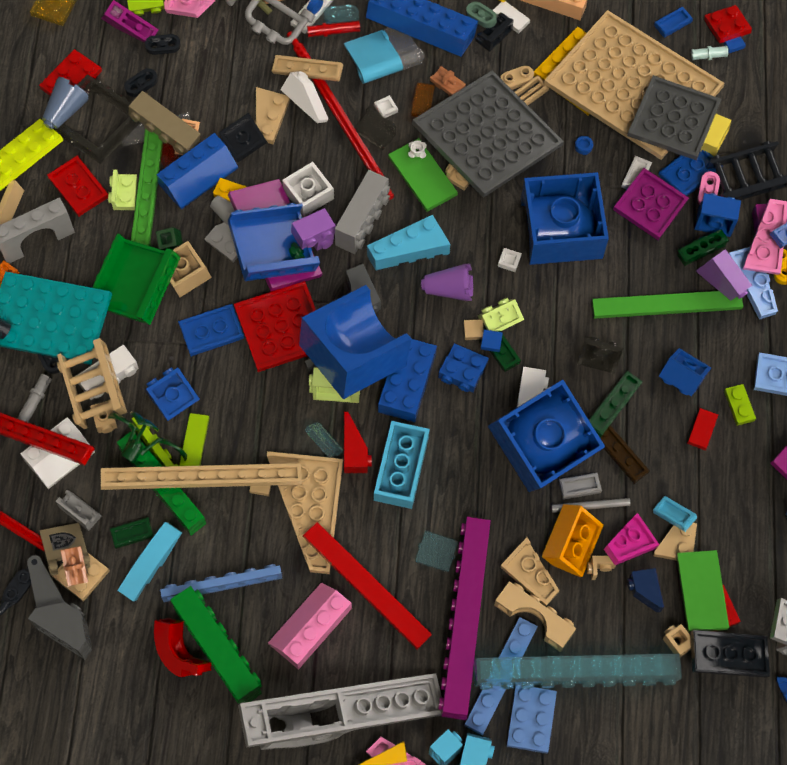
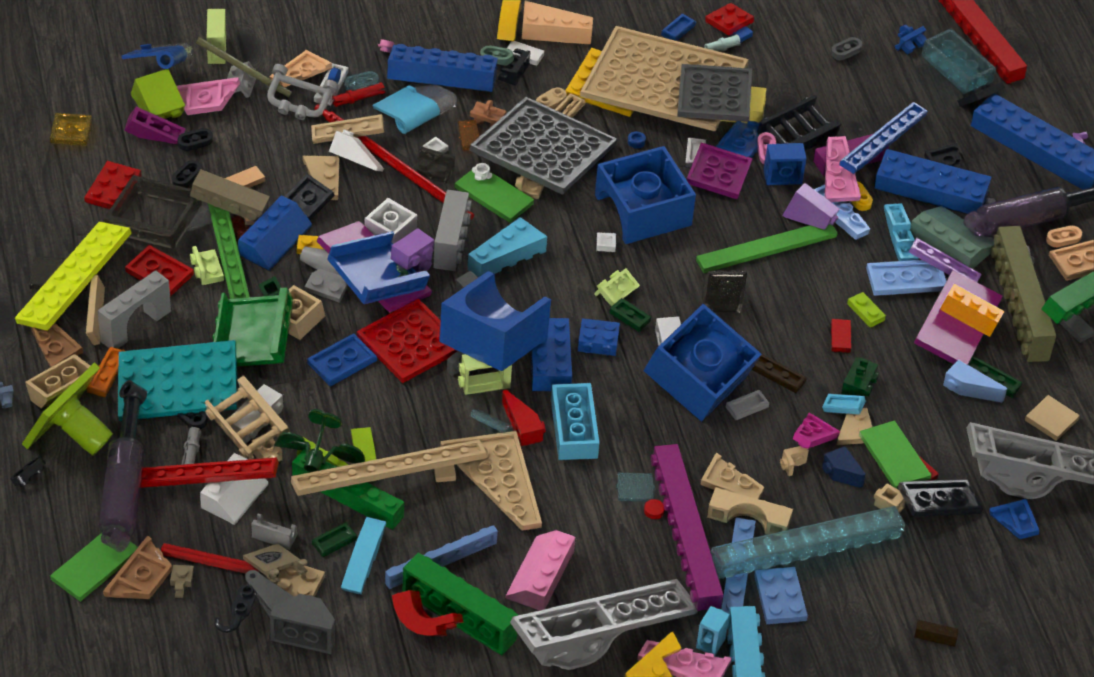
camera: 20 degrees left, 20 degrees down
(63, 103) = (123, 196): sand blue cone -> none
(74, 566) = (295, 567): nougat hips -> none
(171, 393) = (328, 403): blue plate -> none
(193, 101) = (248, 177): none -> light nougat tile
(367, 585) = (582, 525): red tile -> none
(445, 582) = (654, 509): none -> red tile
(450, 283) = (559, 269): medium lavender cone -> none
(473, 329) = (595, 305): tan tile -> none
(491, 340) = (617, 306): blue tile -> none
(572, 539) = (759, 445): light orange slope -> none
(595, 504) = (763, 417): light grey bar -> none
(614, 403) = (755, 325): dark green tile -> none
(684, 372) = (805, 294): blue slope -> none
(701, 488) = (860, 378): none -> dark green brick
(707, 247) = (780, 195): dark green piece -> none

